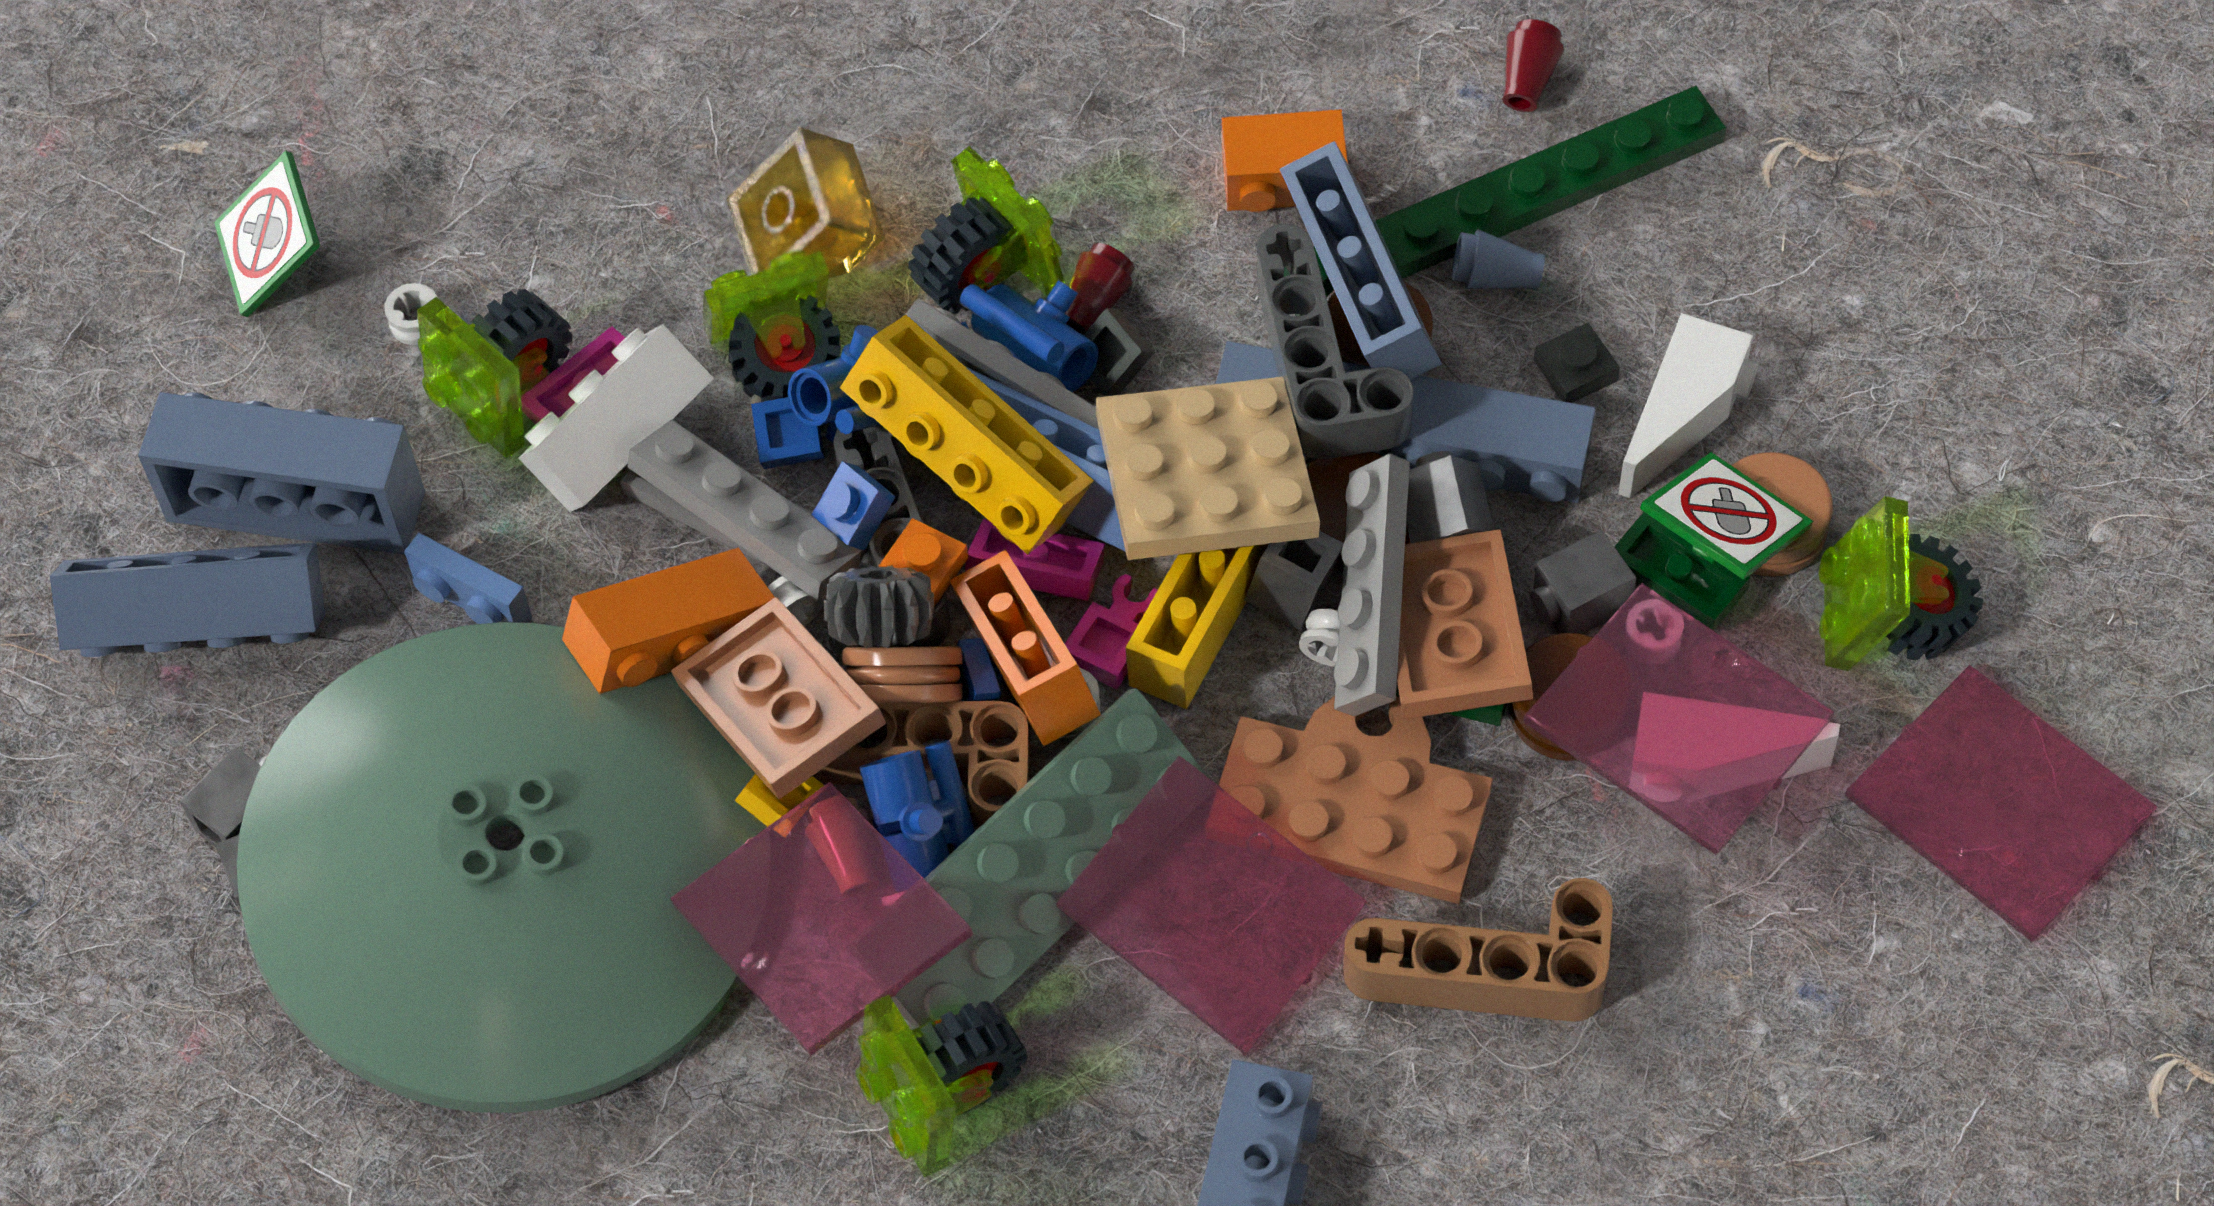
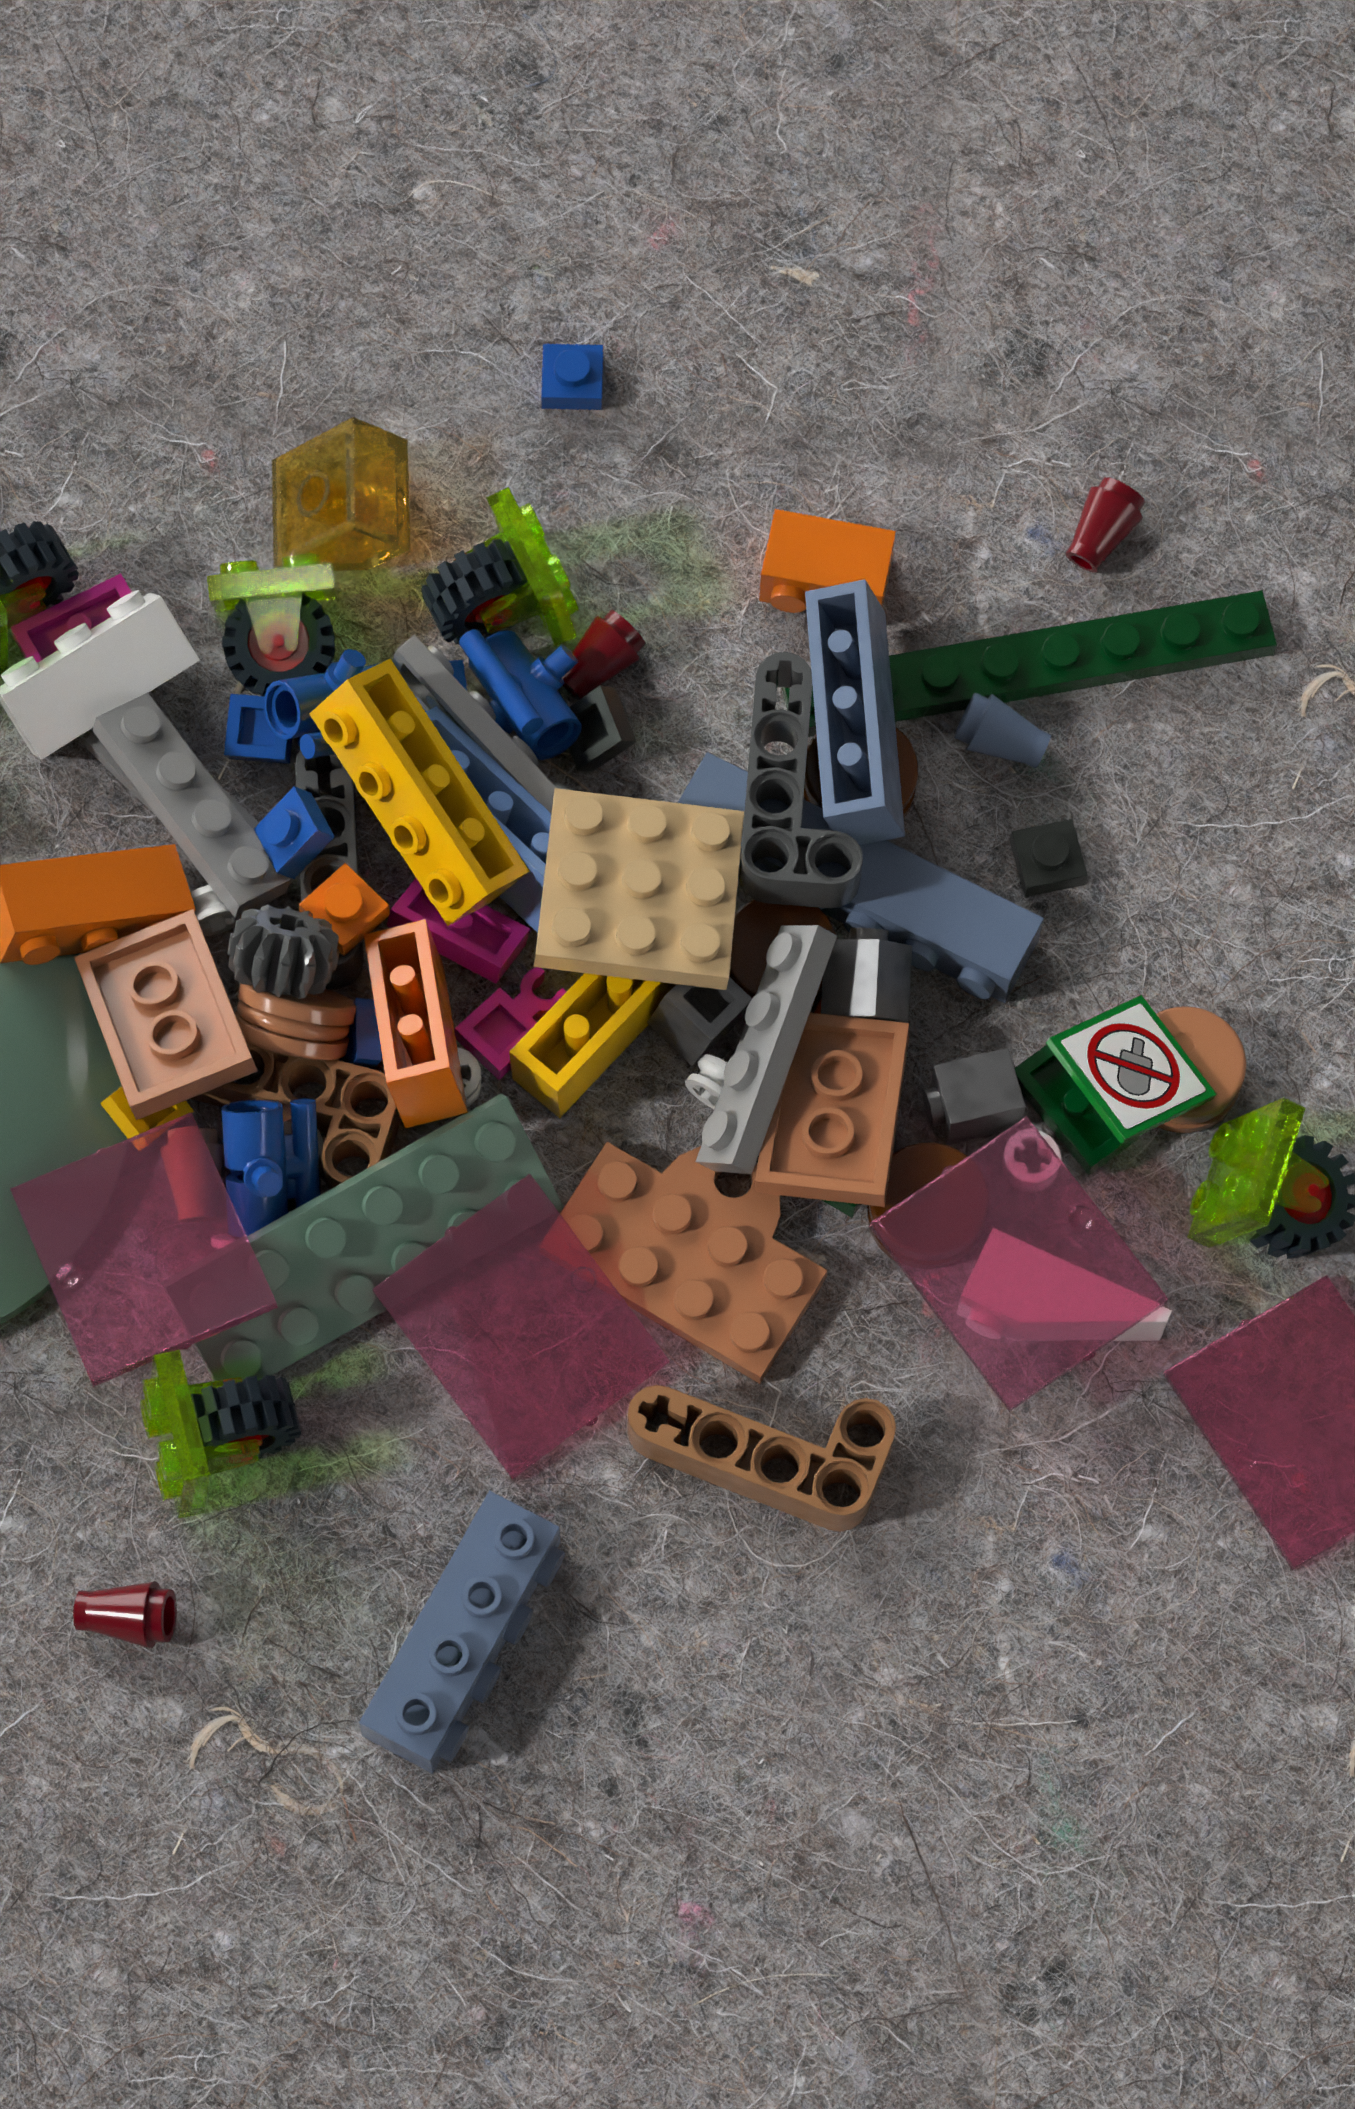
camera: 10 degrees right, 10 degrees up
(989, 60) = (572, 376): none -> blue plate
(1689, 397) = (1144, 925): white slope -> none

